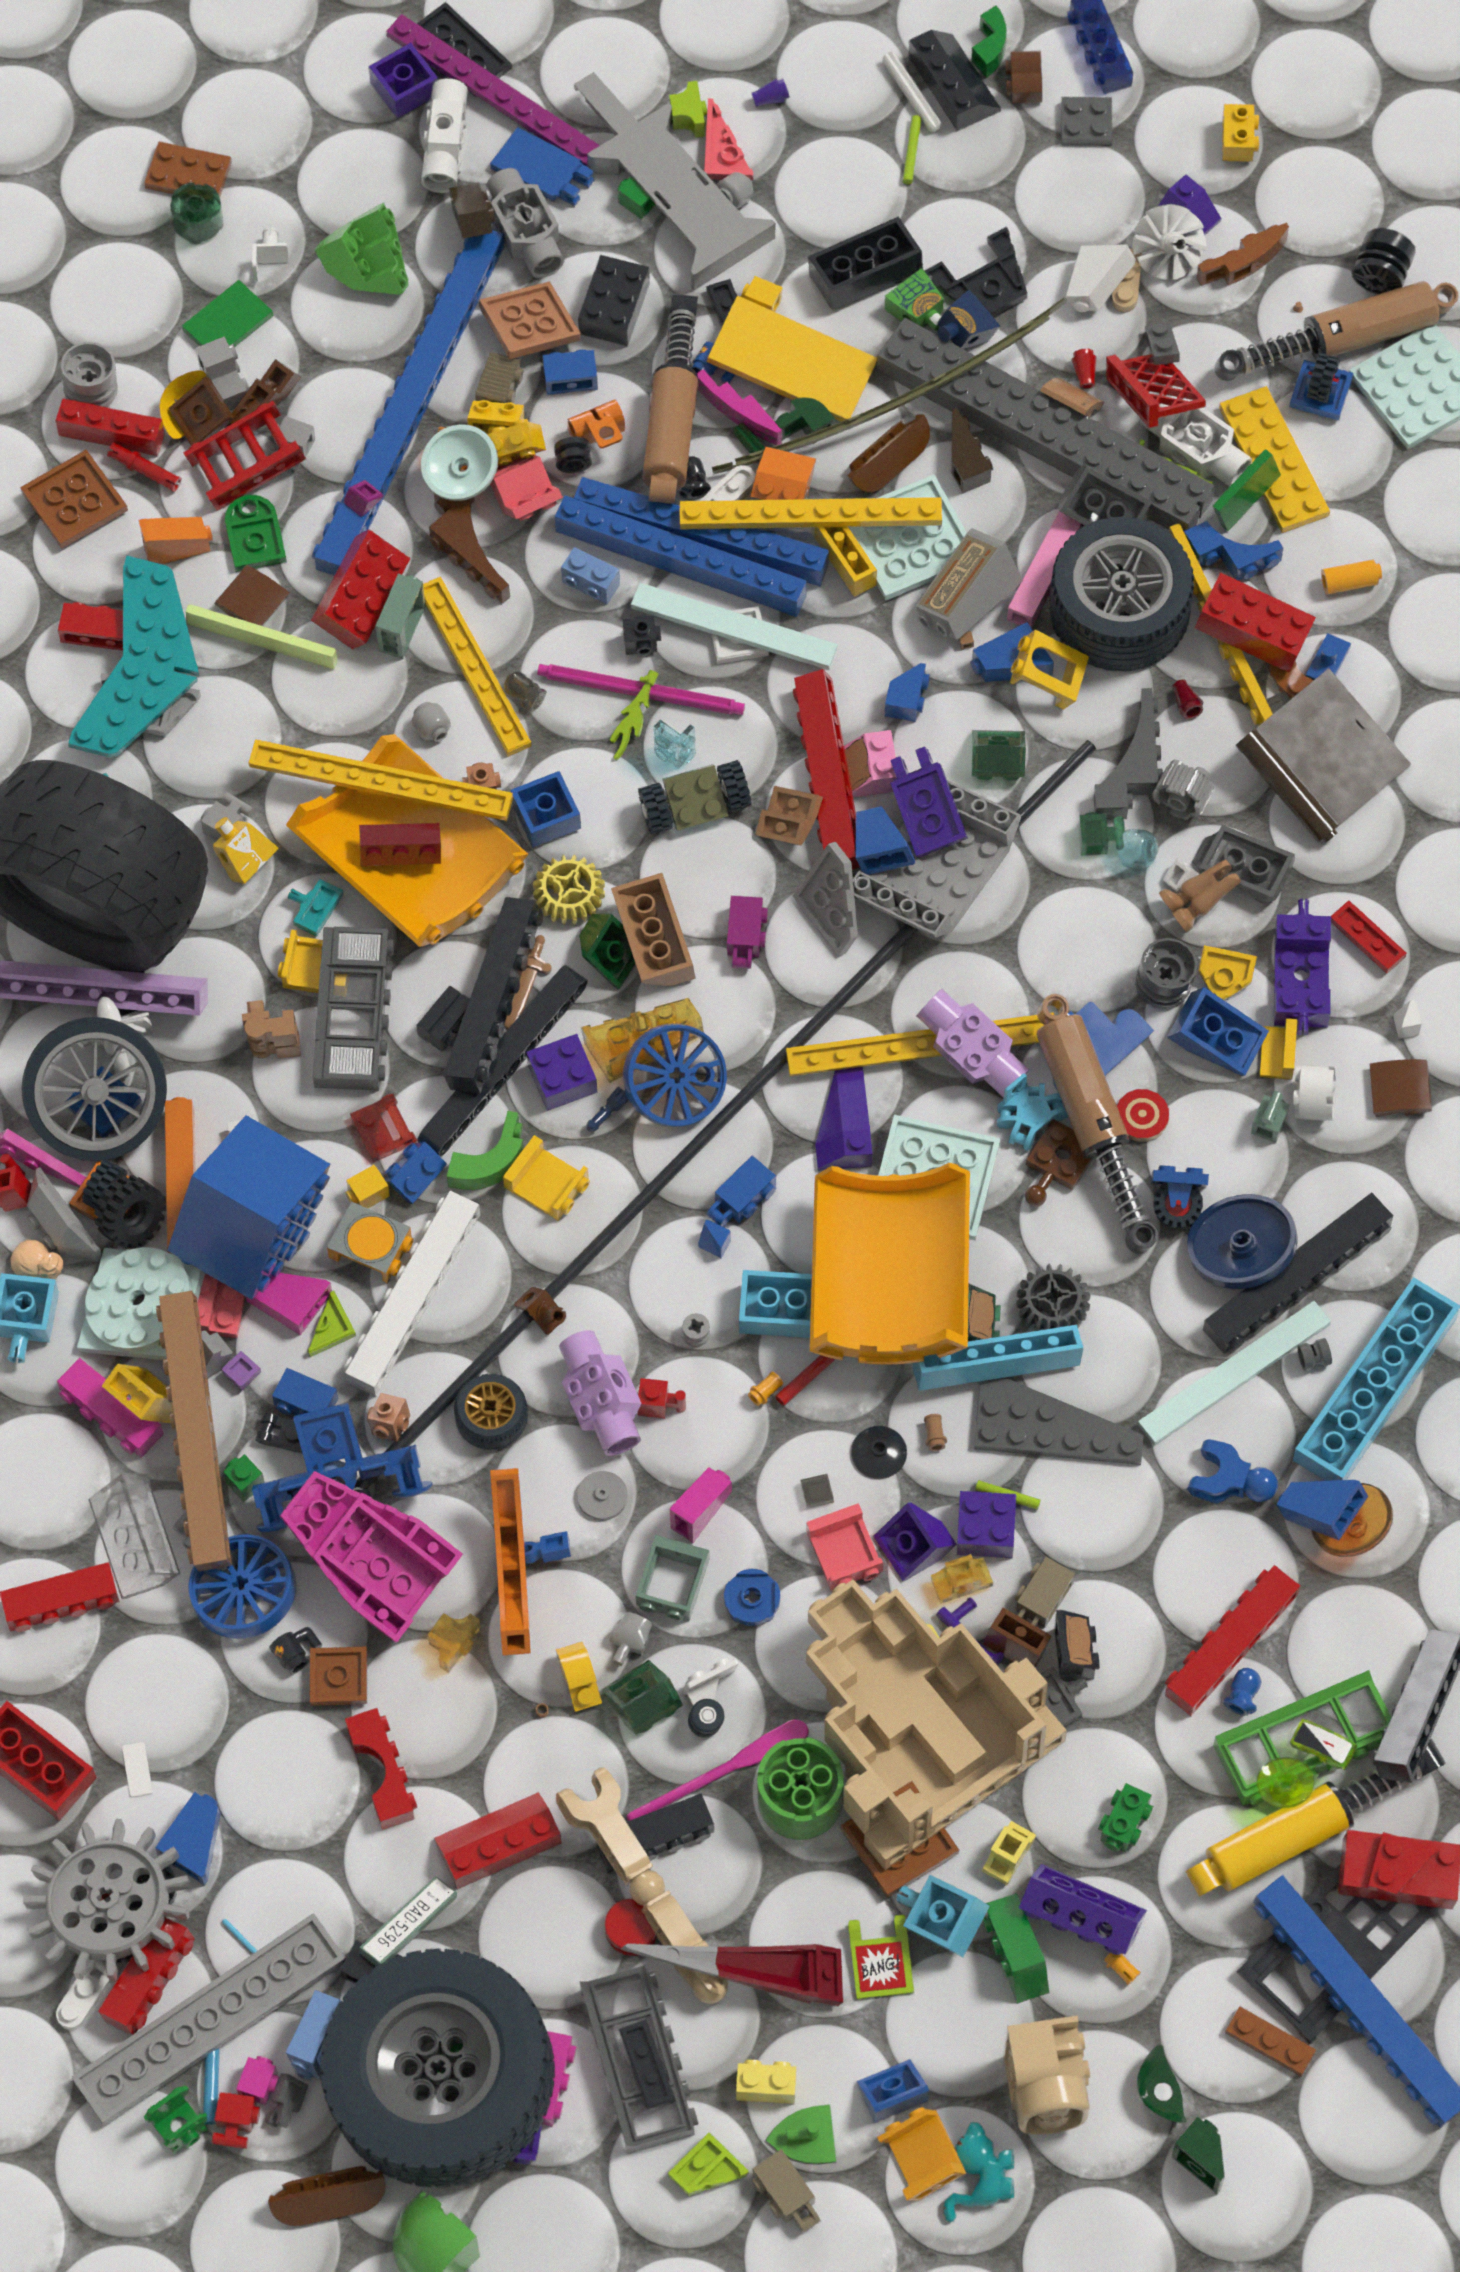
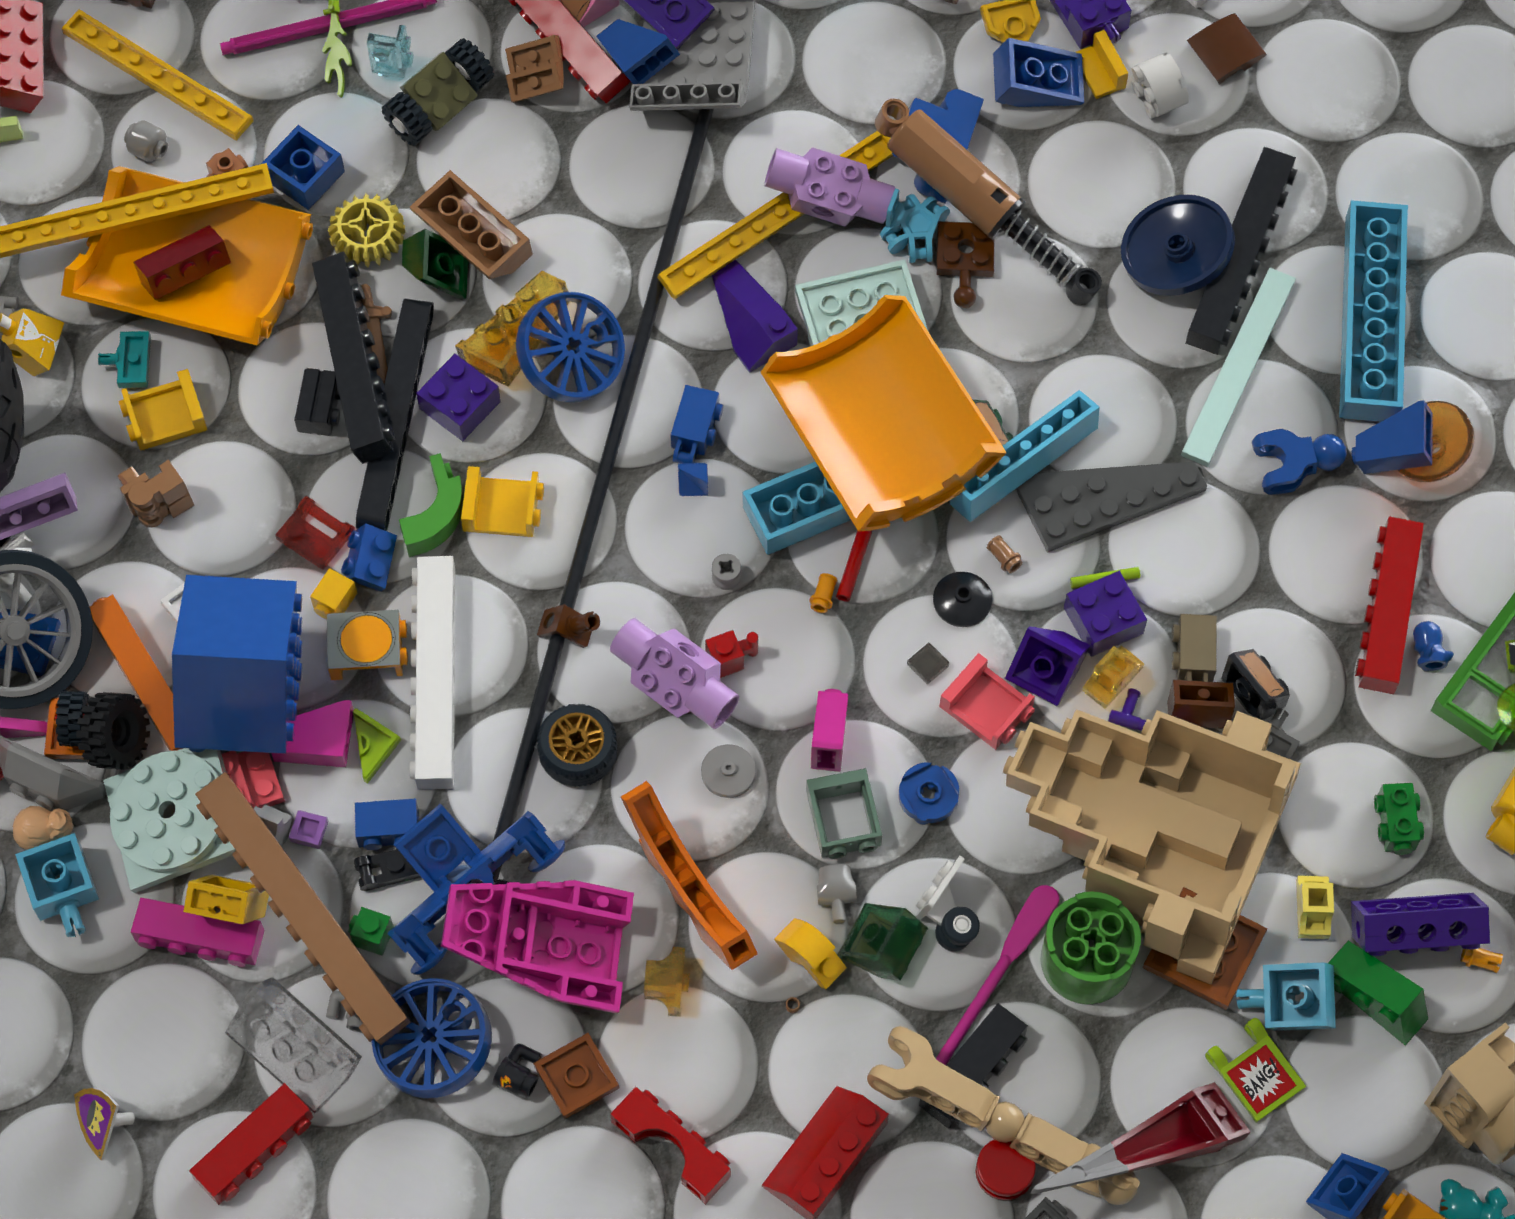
camera: 30 degrees left, 0 degrees up
(352, 1008) = (223, 434): dark grey window -> none
(388, 1417) = (481, 800): nougat brick -> none
(400, 616) = (62, 58): sand green window -> none
(522, 688) = (219, 72): clear smoke animal -> none
(549, 1548) = (710, 844): blue plate -> none
(613, 1103) = (523, 403): dark blue piece -> none
(745, 929) = (554, 188): magenta brick -> none
(829, 898) = (619, 121): light grey plate -> none
(1073, 1296) = (1037, 366): dark grey gear -> none
(1143, 1114) = (1020, 175): red tile -> none
(1166, 973) = (963, 44): dark grey wheel -> none
(1178, 1198) = (1094, 232): plate -> none
(1270, 1117) = (1131, 126): sand green brick -> none
(1314, 1354) = (1301, 313): dark grey wheel -> none

